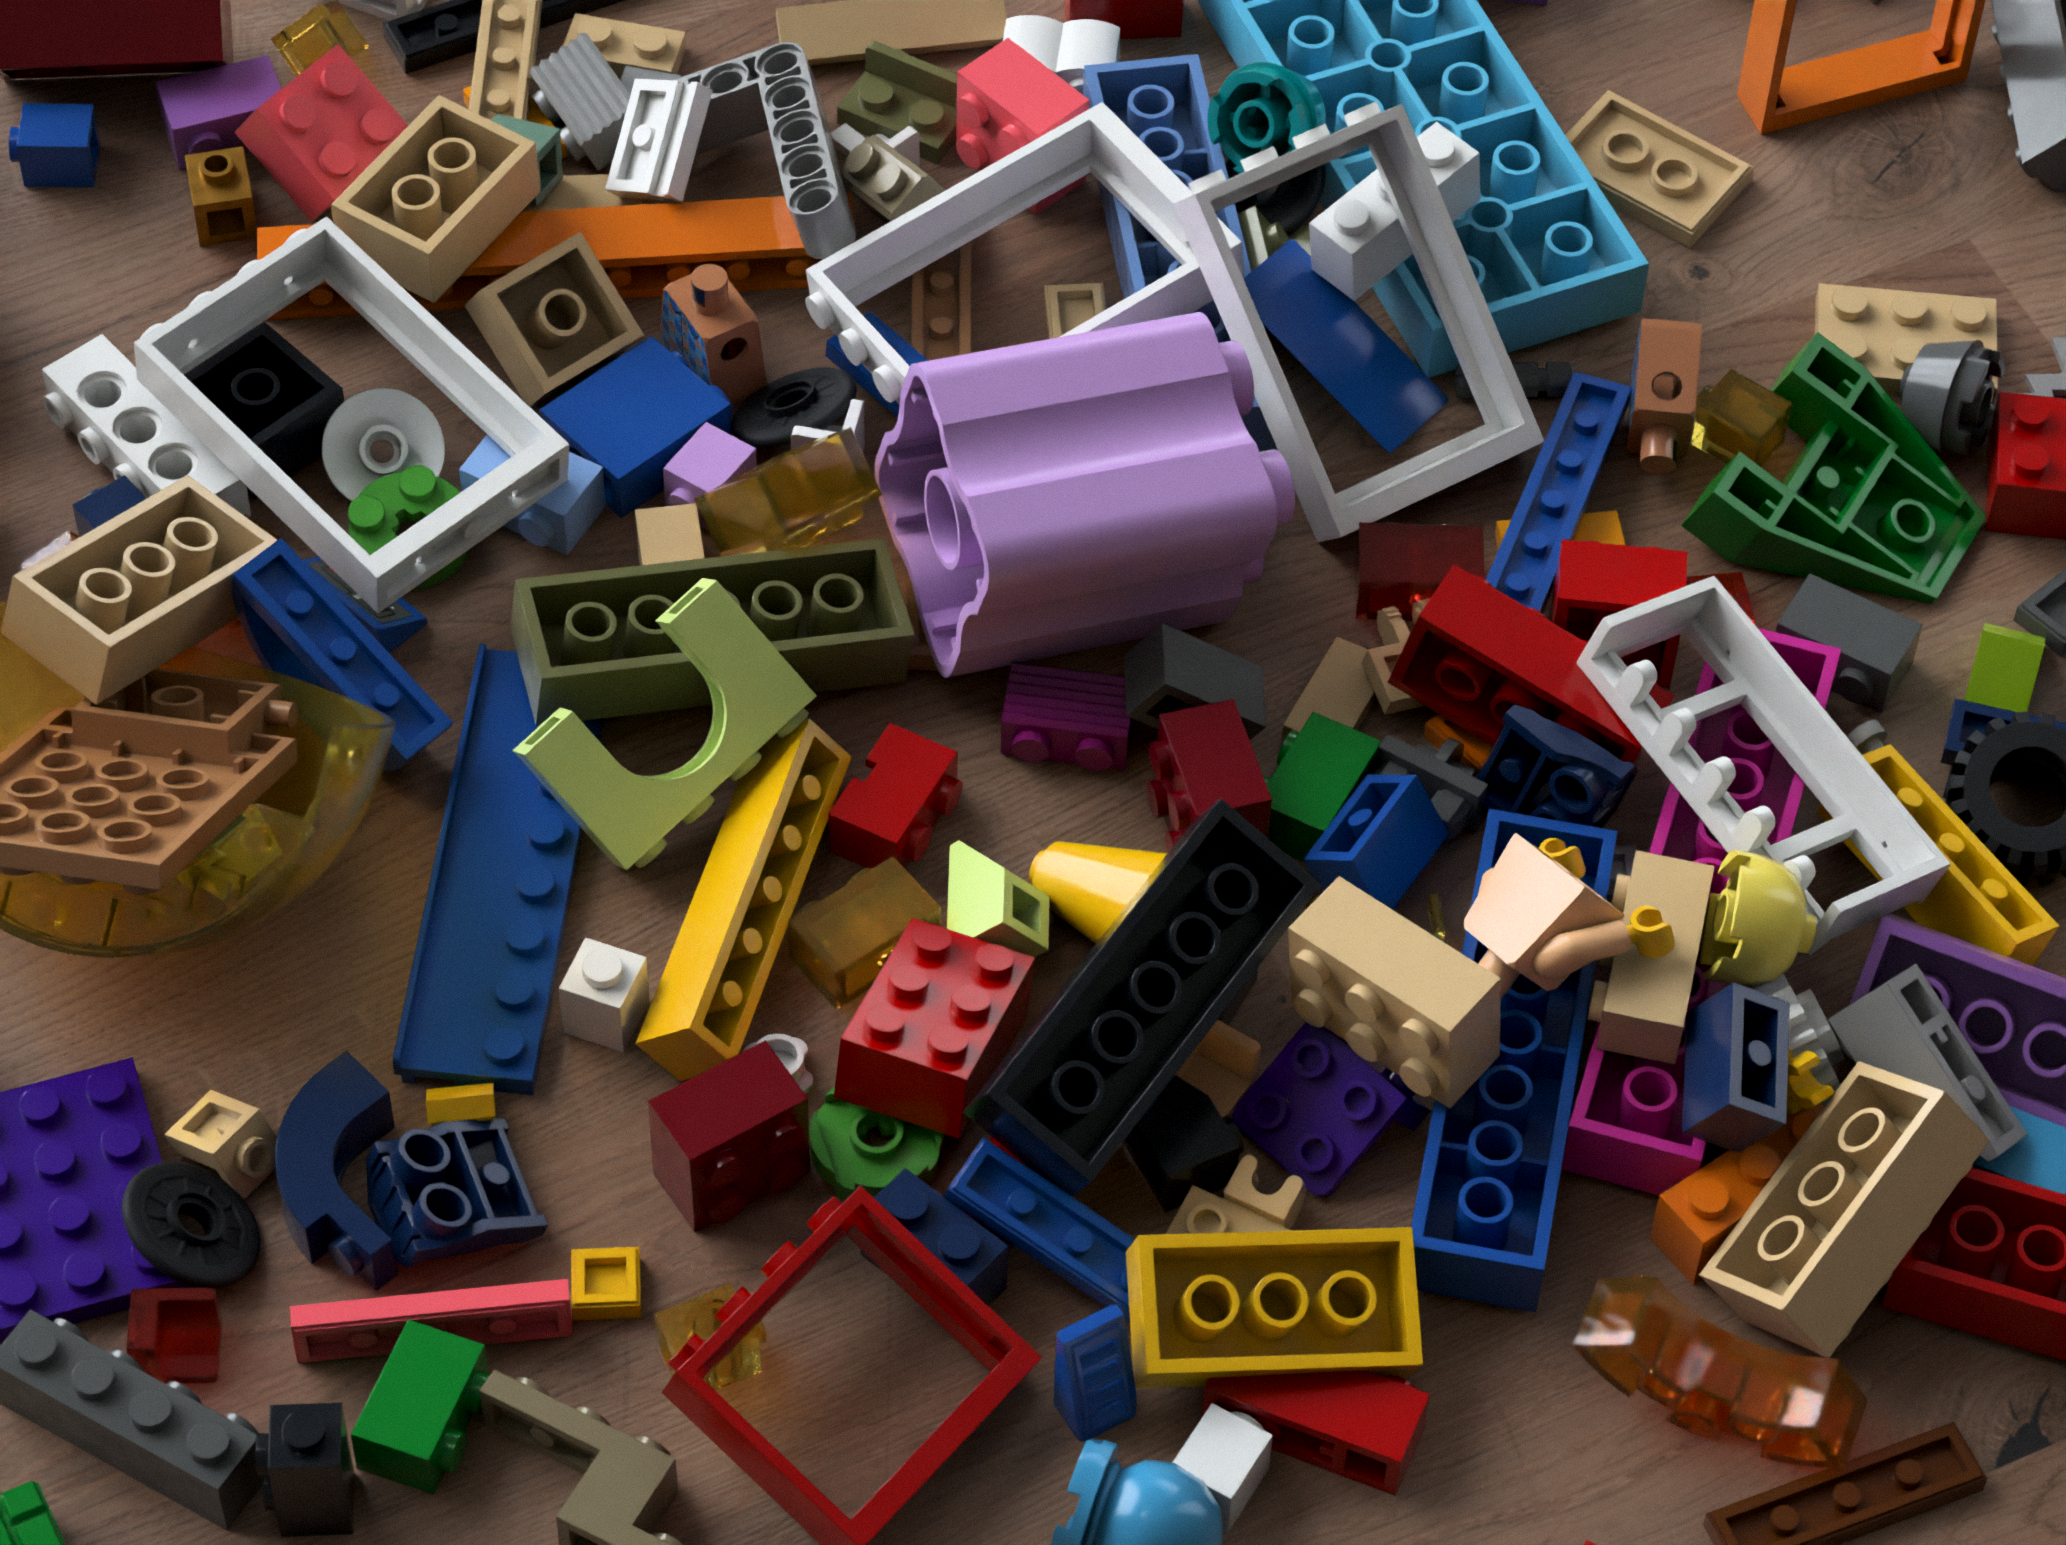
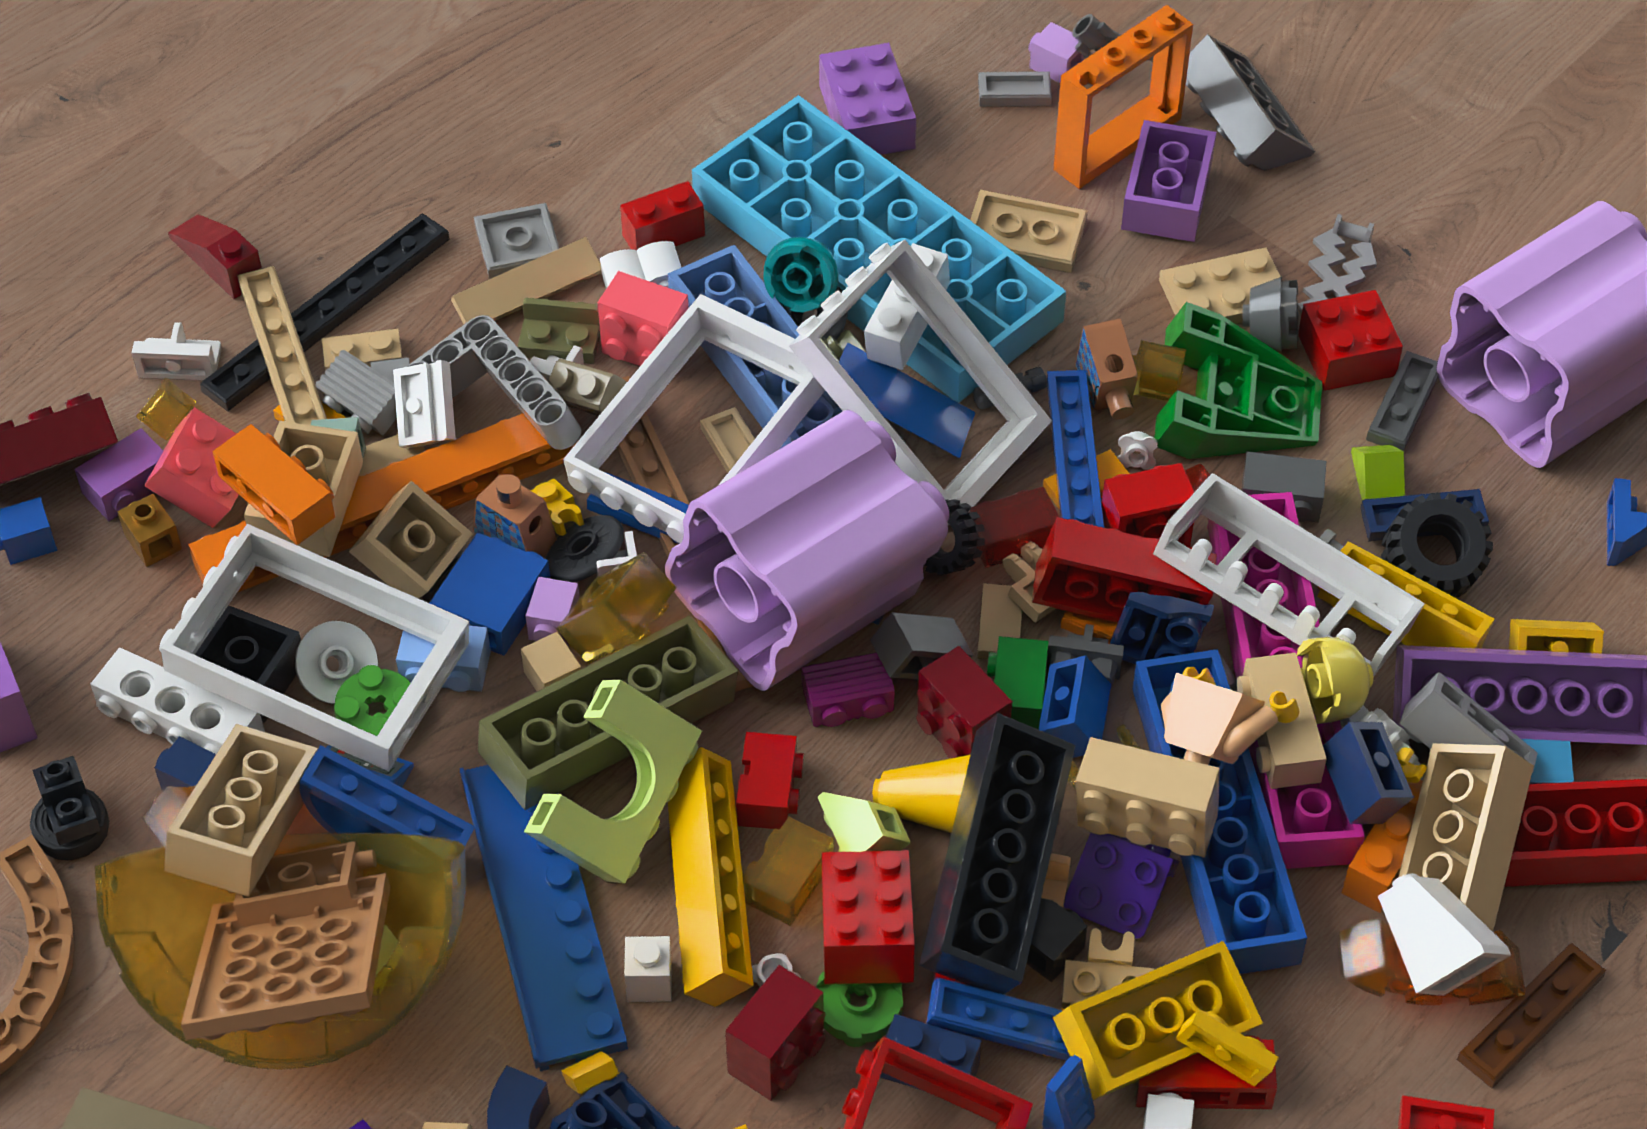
camera: 20 degrees left, 0 degrees up
(386, 173) = (275, 483): none -> orange brick
(785, 336) = (559, 504): none -> yellow plate
(1330, 558) = (965, 541): none -> black tyre
(1357, 1390) = (1226, 1047): none -> yellow plate
(1659, 512) = (1138, 442): none -> white plate
(1730, 1329) = (1438, 935): none -> white slope
(1890, 158) = (1168, 180): none -> medium lavender brick

